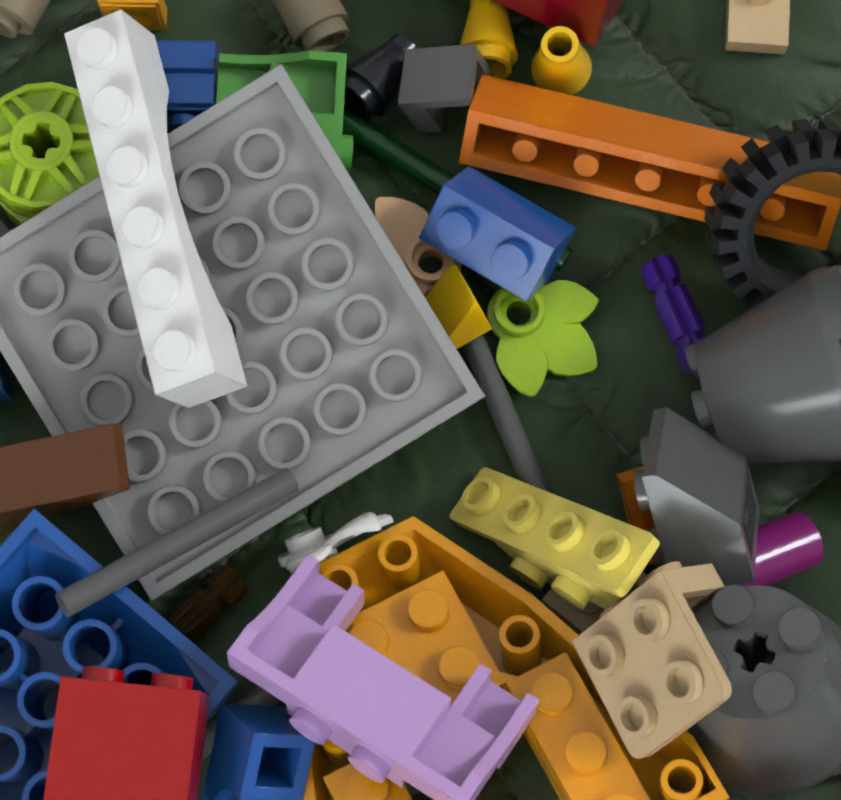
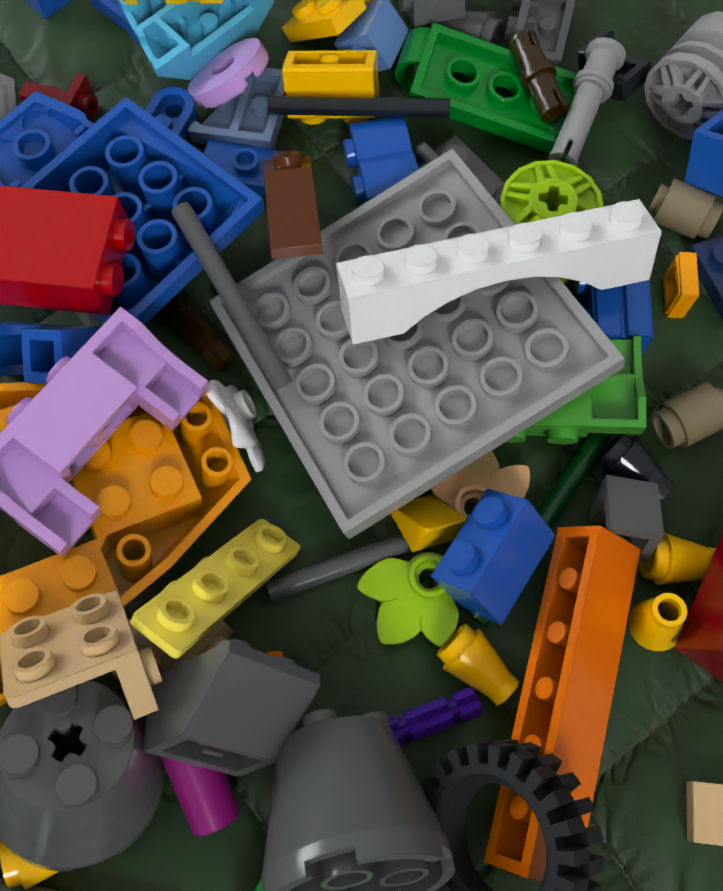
camera: 90 degrees right, 5 degrees down
(616, 259) = (477, 664): none -> yellow cone

